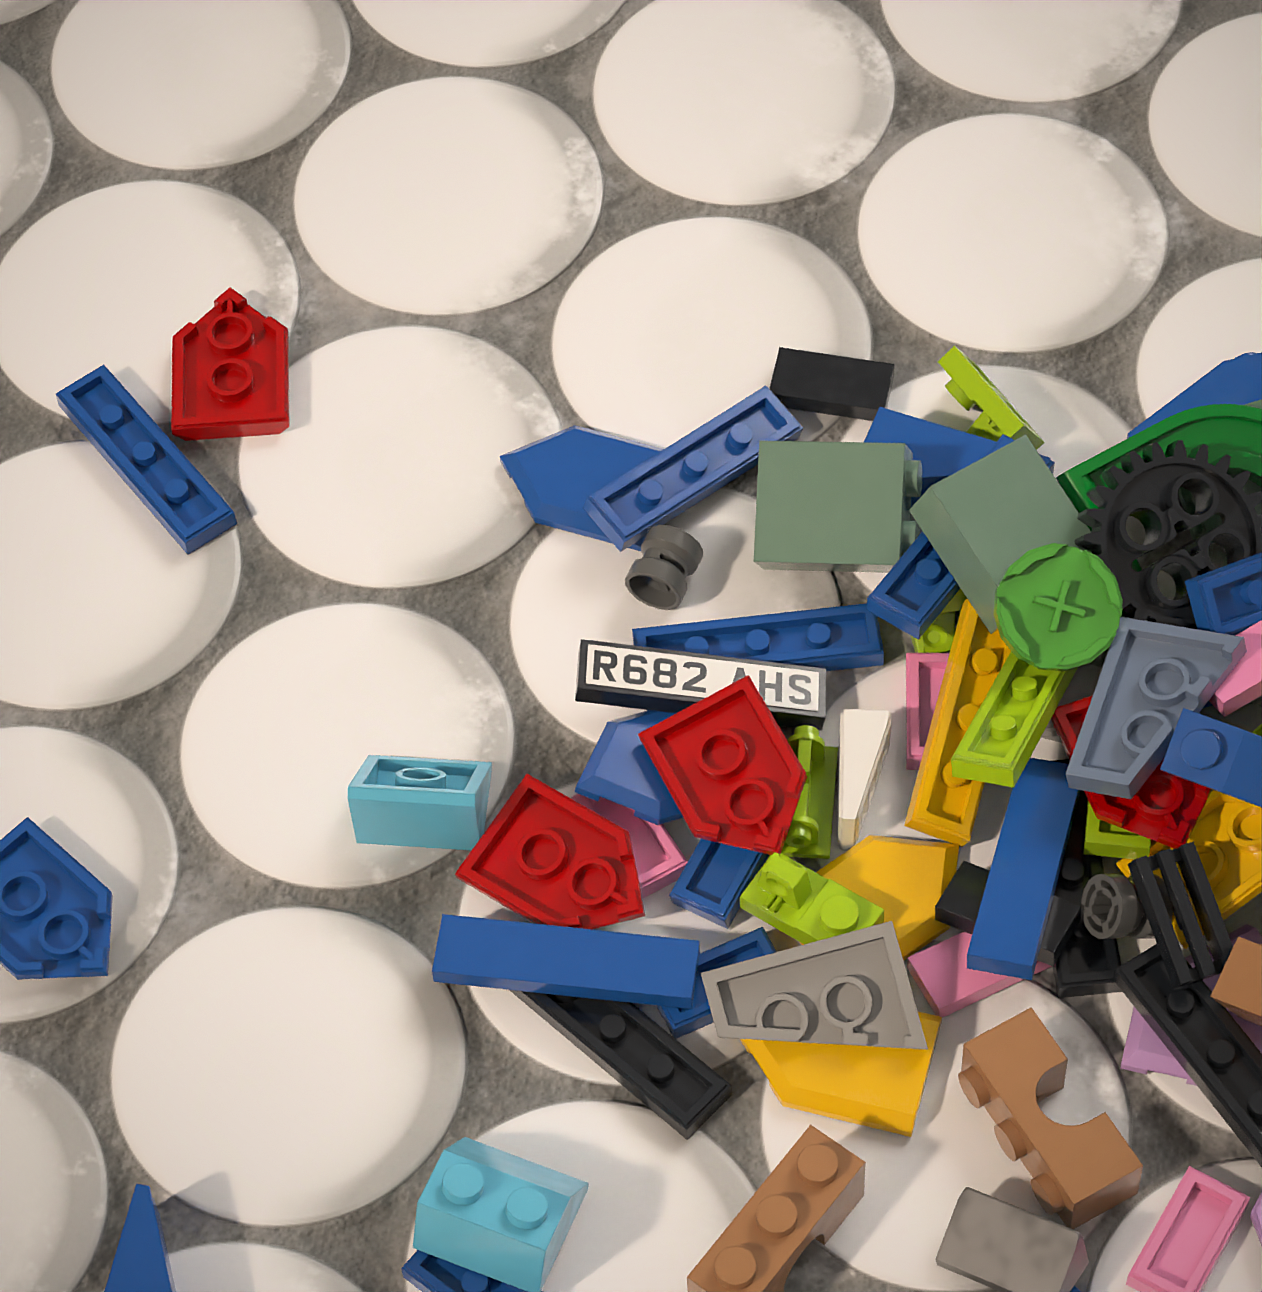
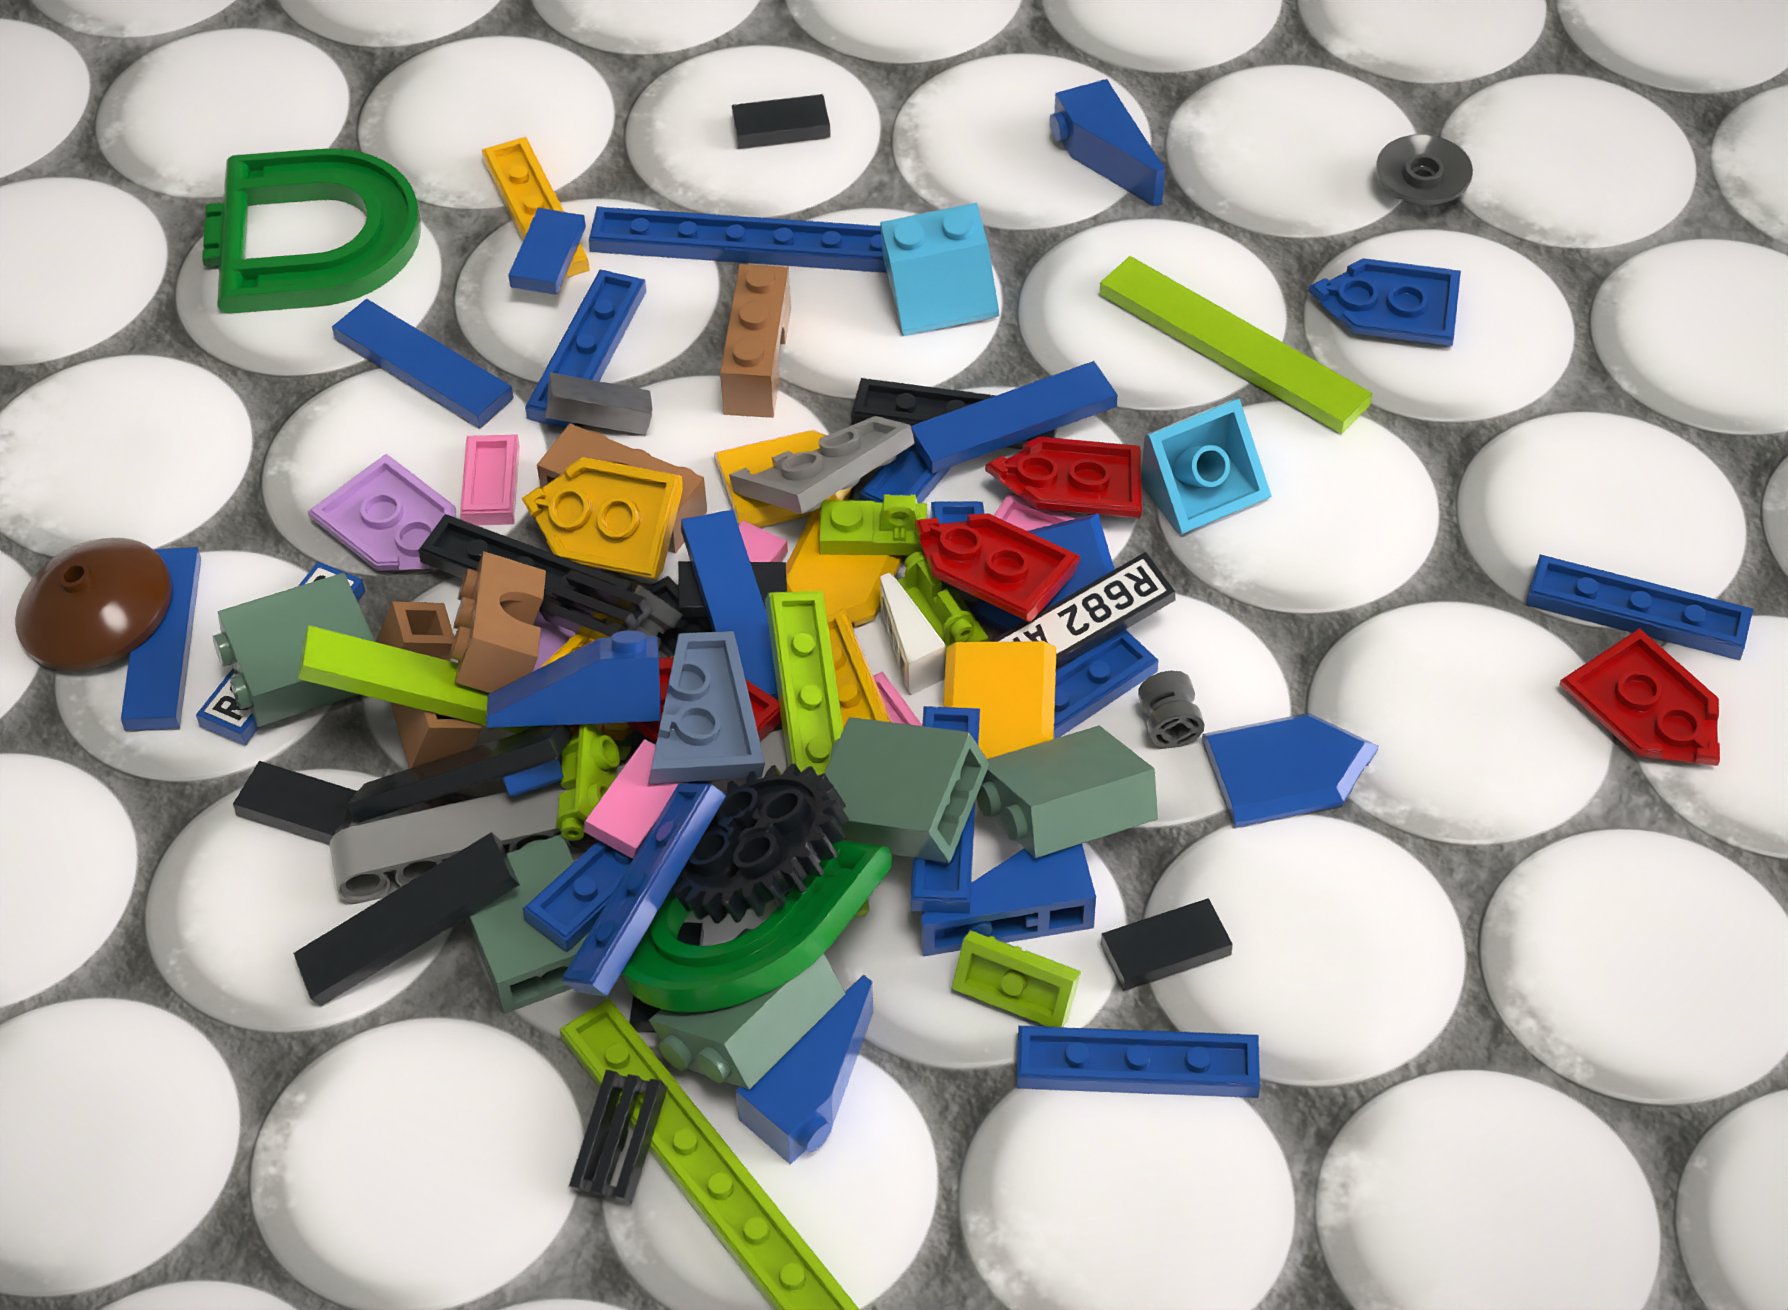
camera: 145 degrees right, 5 degrees down
(248, 959) = (1236, 344): none -> lime tile
(690, 468) = (1212, 798): blue tile -> none
(824, 643) = (1010, 686): none -> yellow tile
(928, 310) = (1138, 1061): none -> blue tile
(1058, 607) = (814, 730): bright green tile -> none
(1100, 1051) = (609, 515): none -> yellow tile

